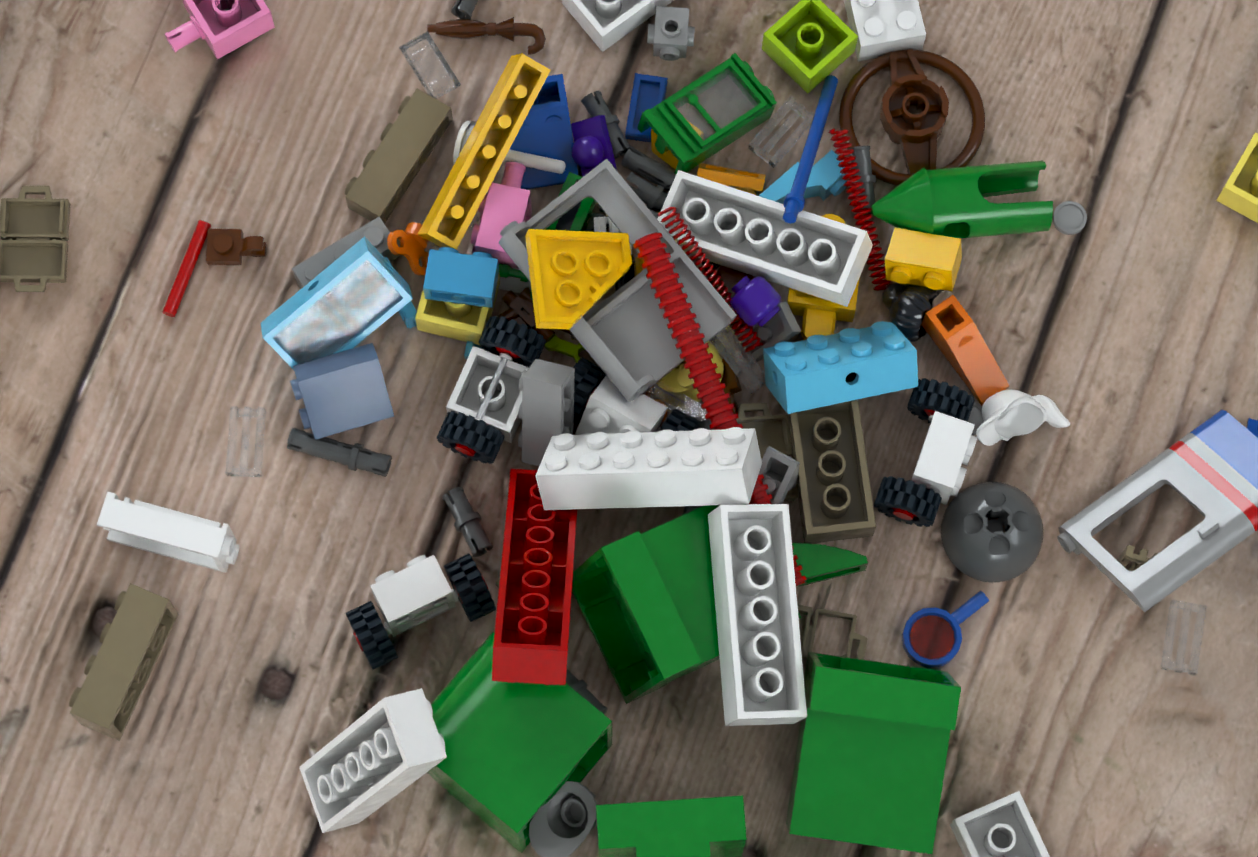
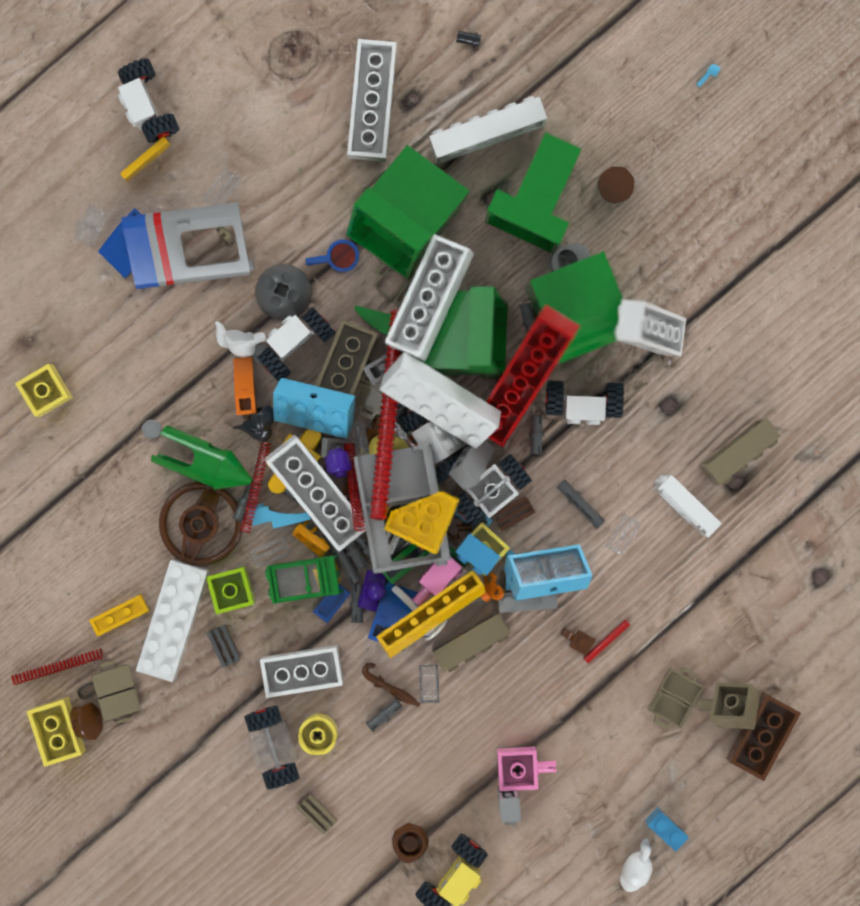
camera: 155 degrees left, 15 degrees up
(342, 391) = (565, 531): sand blue brick -> none
(453, 360) = (528, 505): none -> reddish brown tile
(671, 33) = (292, 636): light grey brick -> none
(794, 201) = (293, 497): blue bar -> none
(923, 259) = (240, 441): yellow brick -> none

